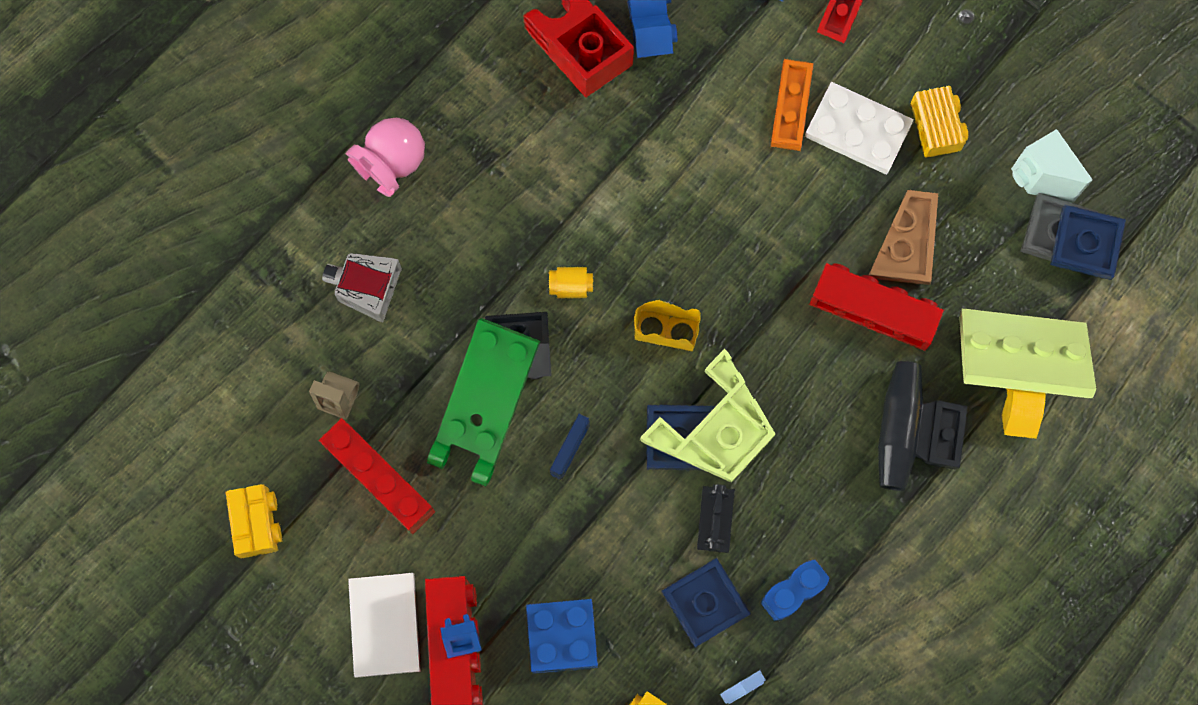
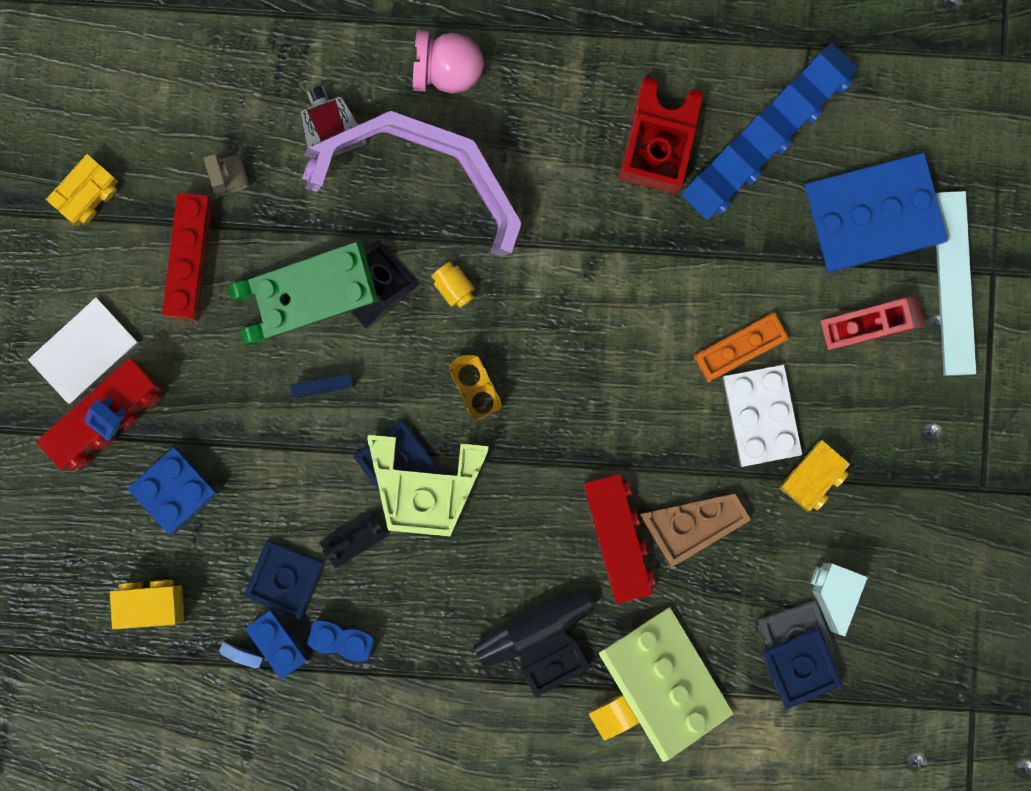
camera: 50 degrees right, 10 degrees up
(466, 189) = (460, 147): none -> lavender panel
(758, 647) = (277, 644): none -> blue brick

